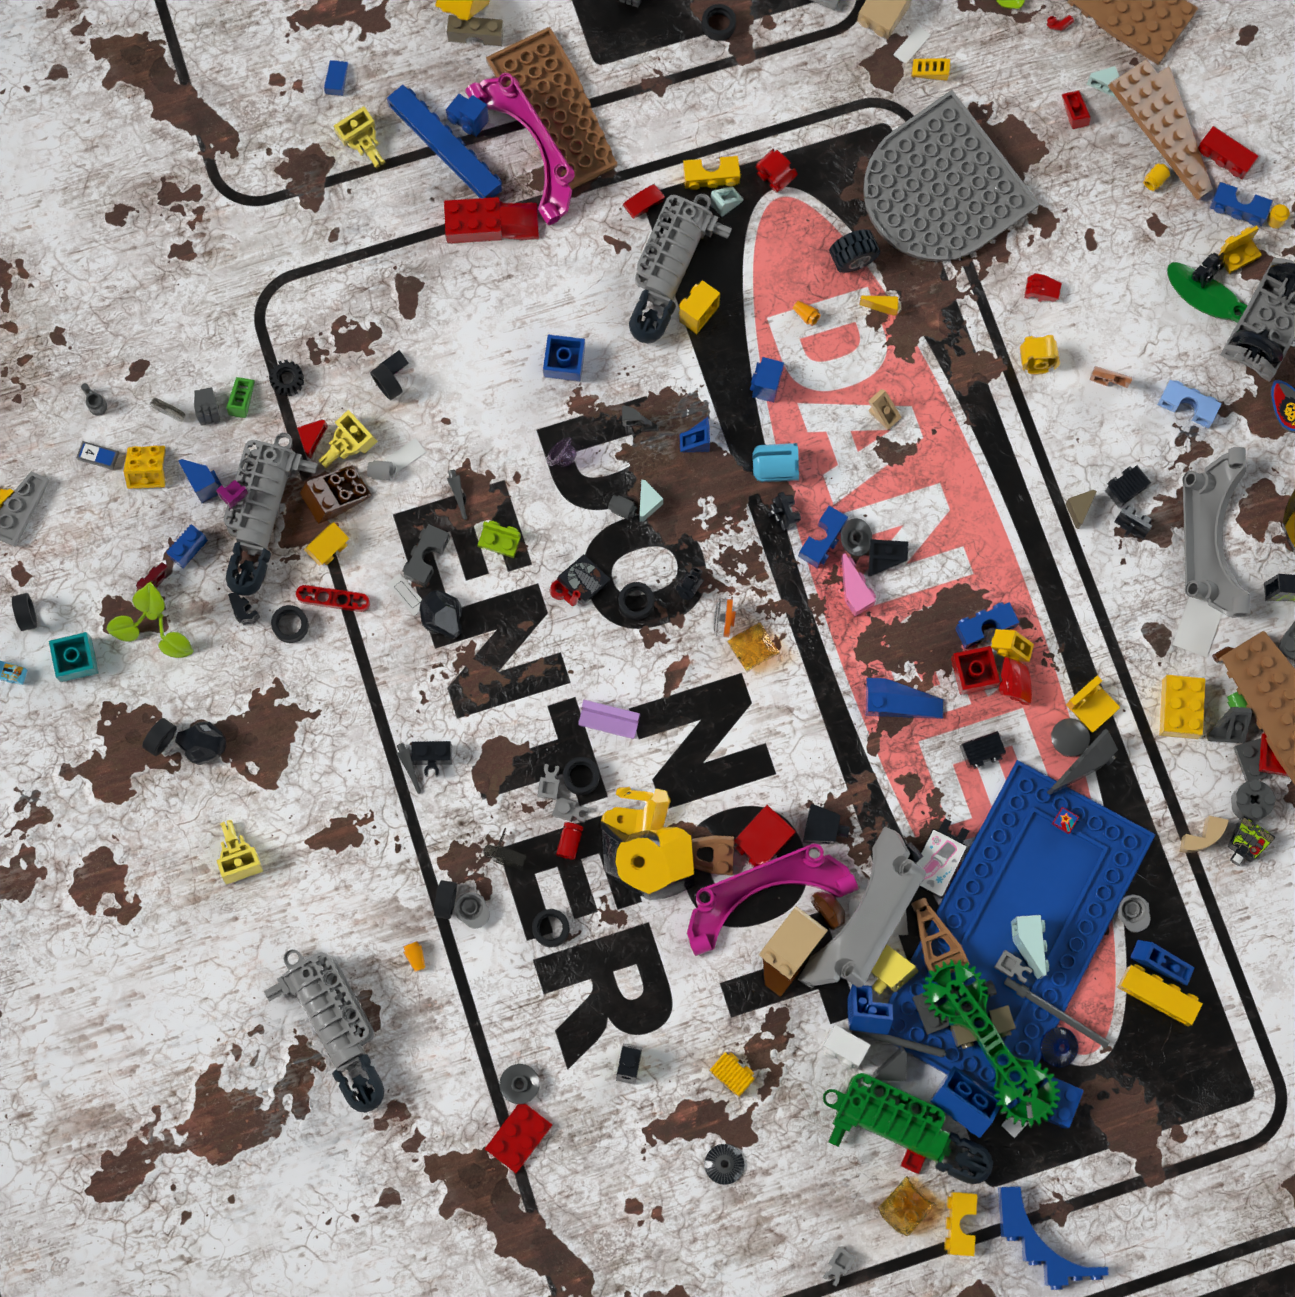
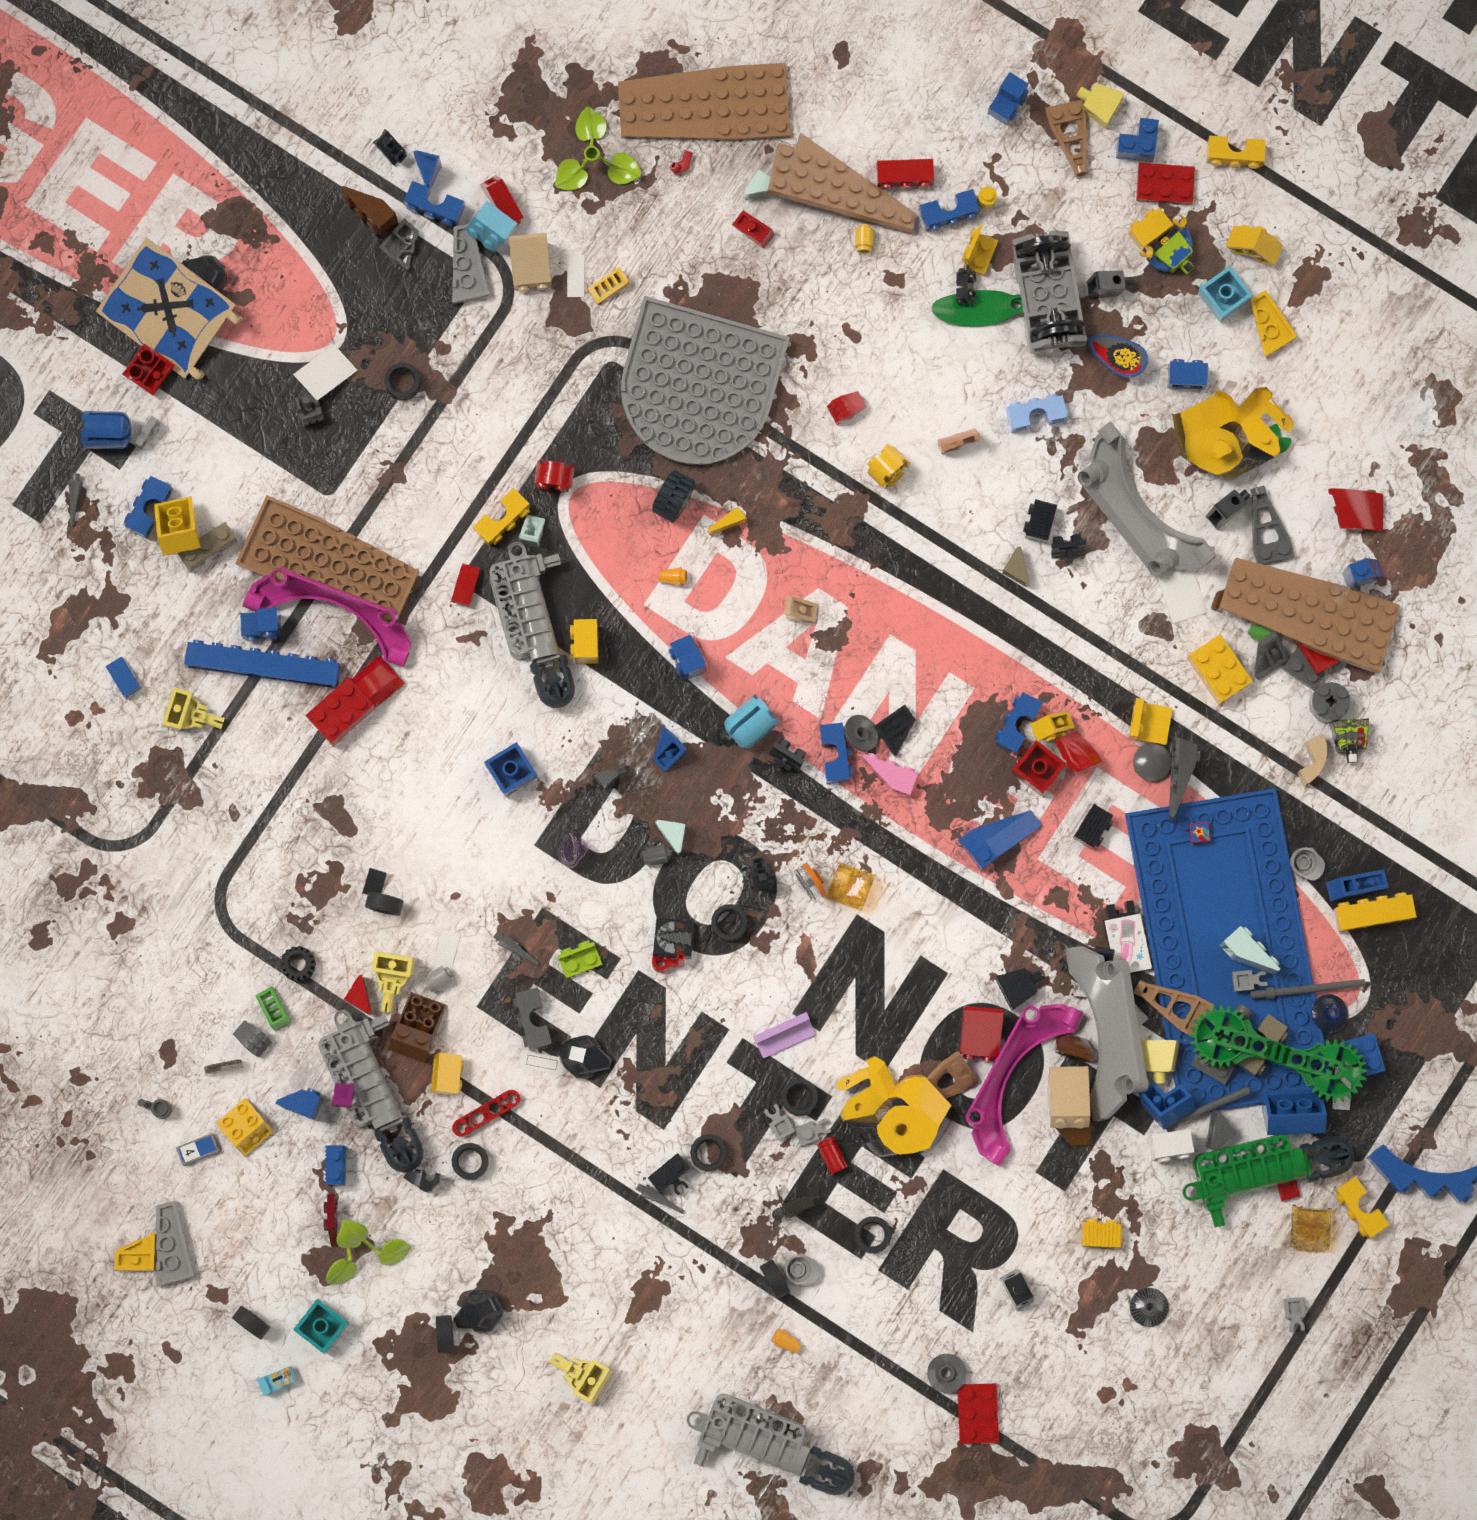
camera: 40 degrees left, 5 degrees up
(472, 776) = (711, 1167): none -> black tyre

